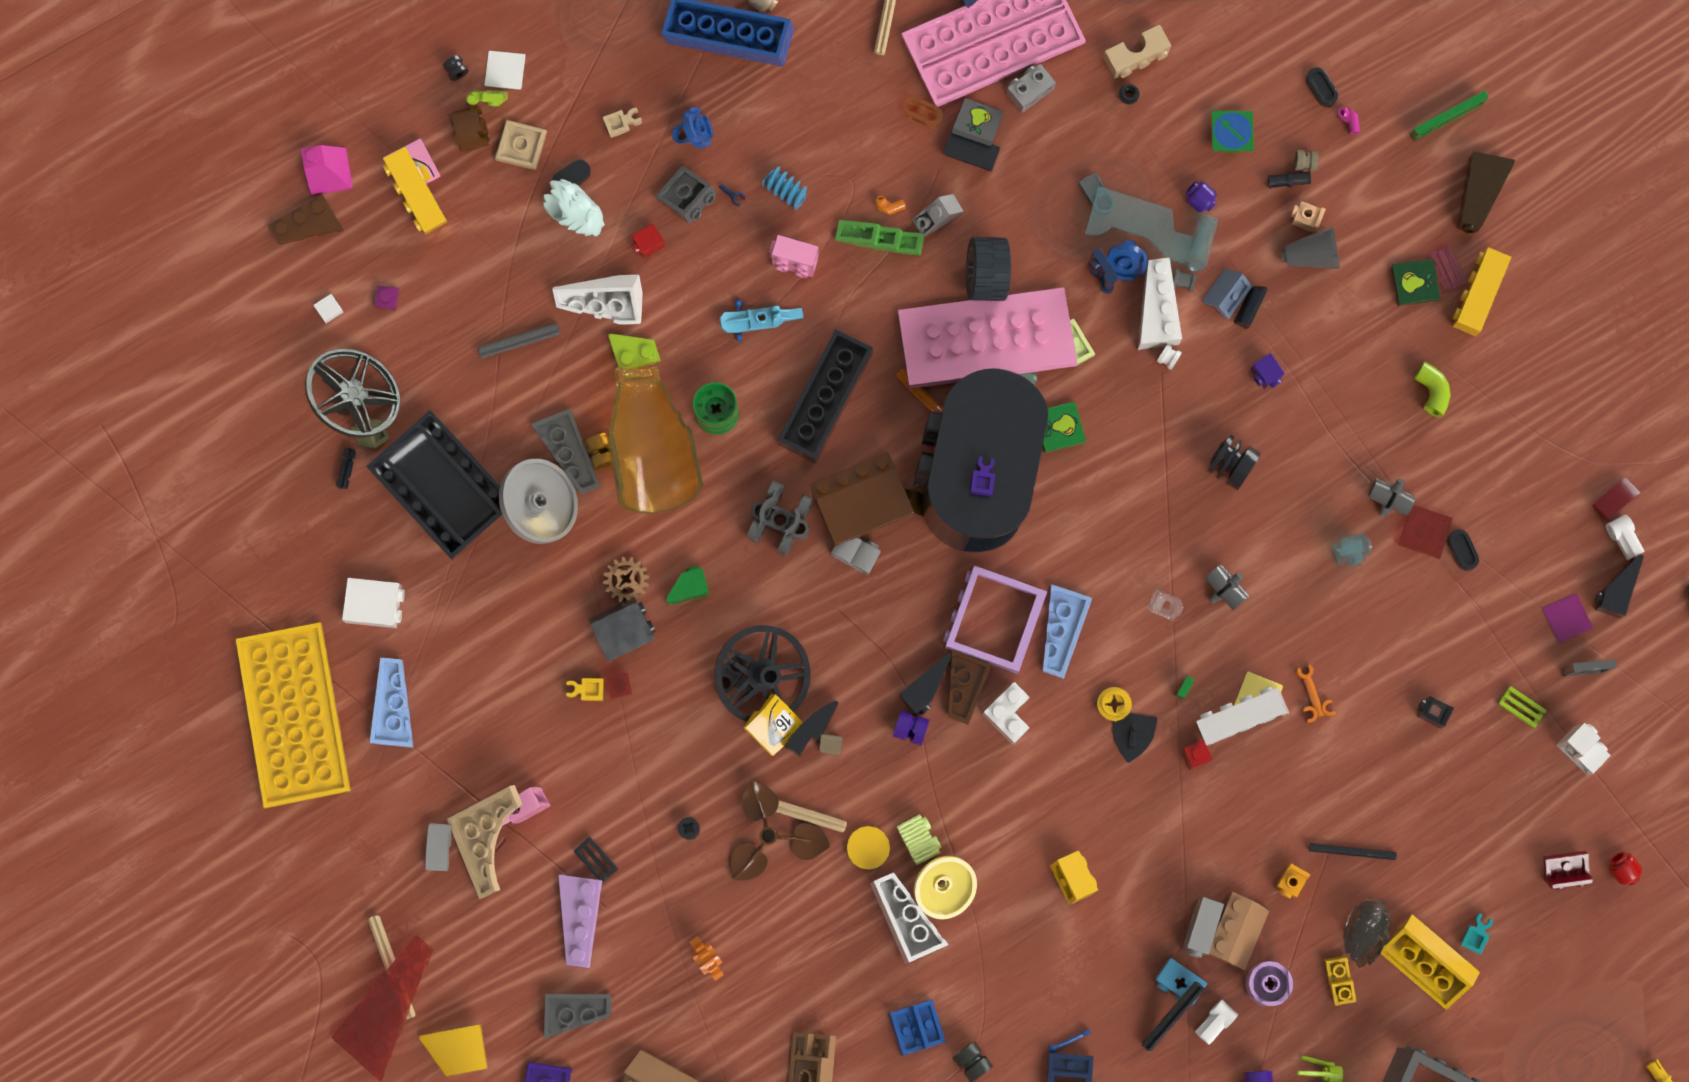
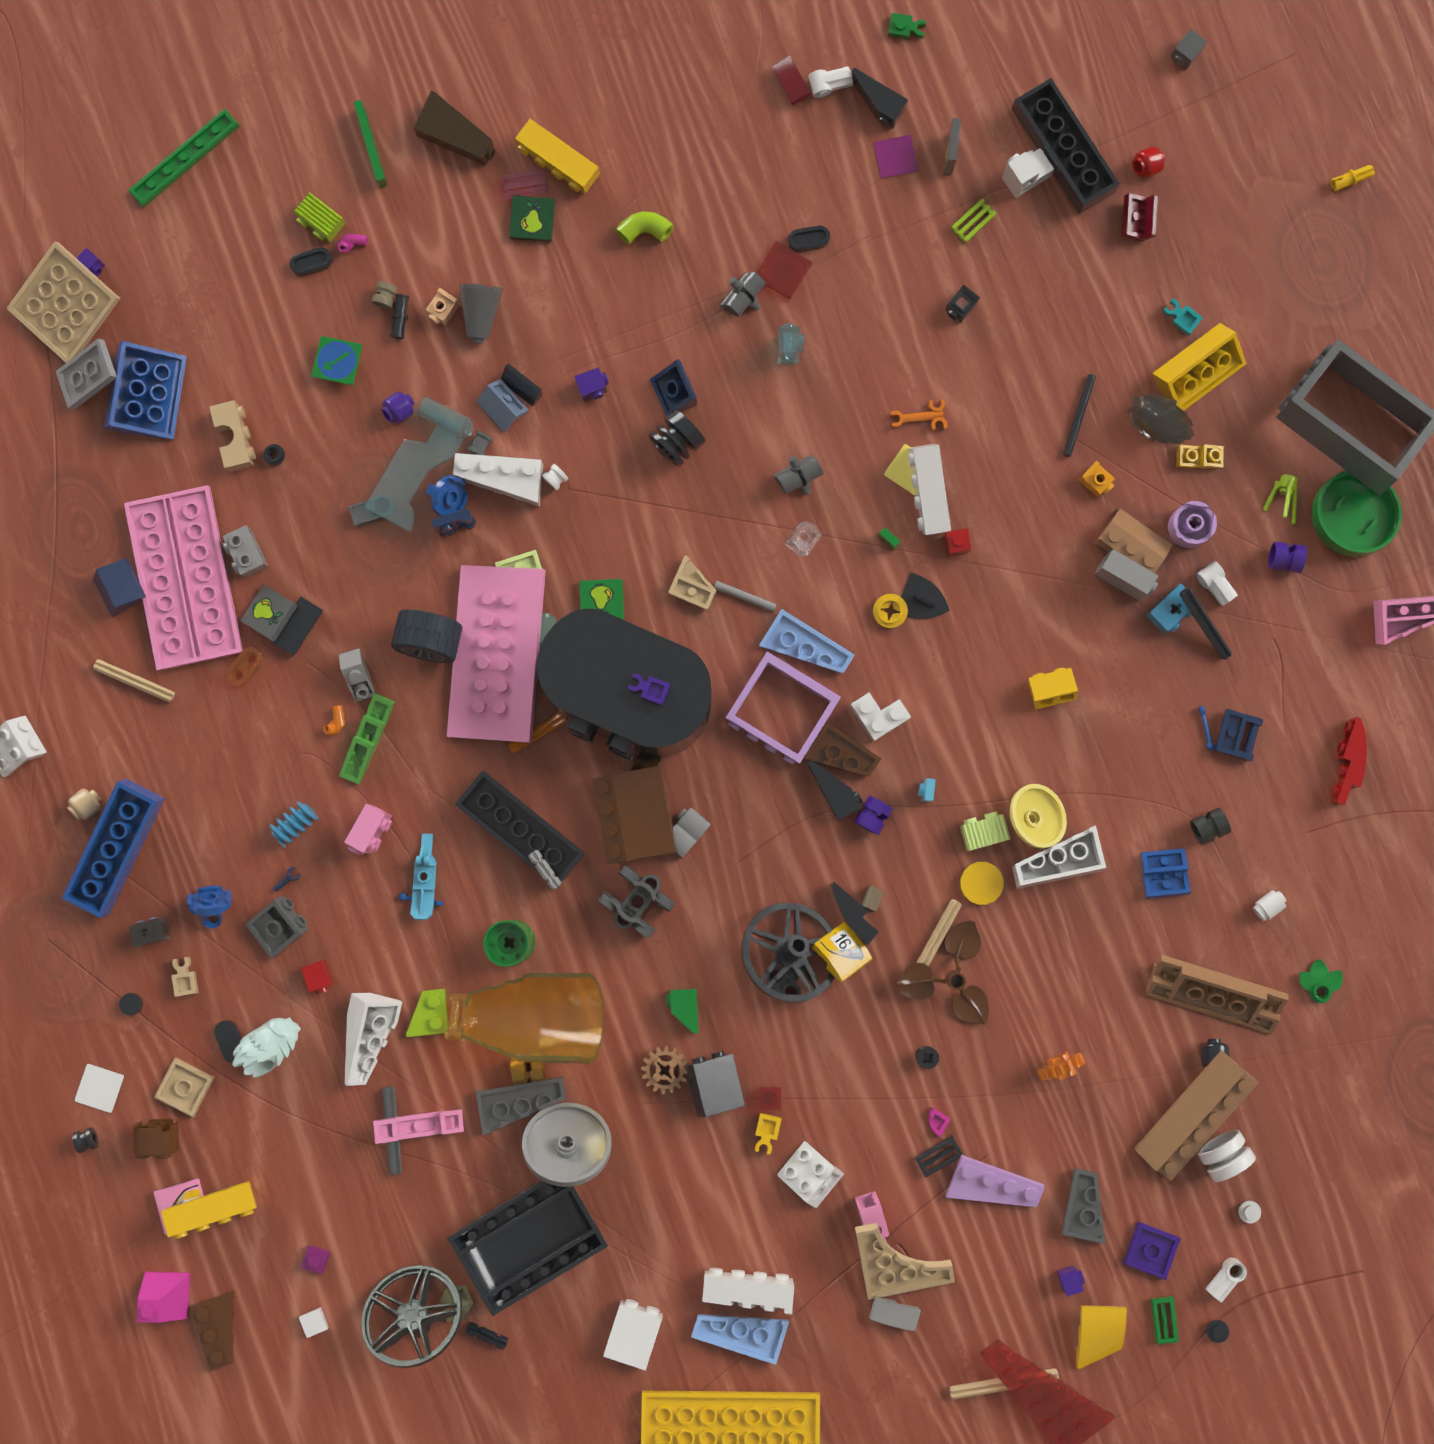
camera: 75 degrees left, 5 degrees up
(435, 702) = (748, 1289): none -> white wedge
(493, 98) = (126, 1109): lime plate -> none
(502, 1012) = (1071, 1280): none -> dark purple plate
(528, 362) = (418, 1125): none -> bright pink slope
(553, 739) = (810, 1175): none -> white bracket
(587, 80) = (131, 1004): none -> black tile
(629, 852) = (938, 1121): none -> dark pink tile
(657, 81) = (149, 932): none -> clear smoke head
(791, 424) = (544, 869): none -> light grey axle
(946, 773) = (926, 790): none -> medium azure plate
(1092, 587) = (745, 596): none -> light grey bar
(1094, 508) = (692, 585): none -> tan wing
(1282, 451) = (674, 388): none -> dark blue slope
(1366, 84) = (319, 218): none -> lime brick
(1619, 780) = (1066, 145): none -> black brick

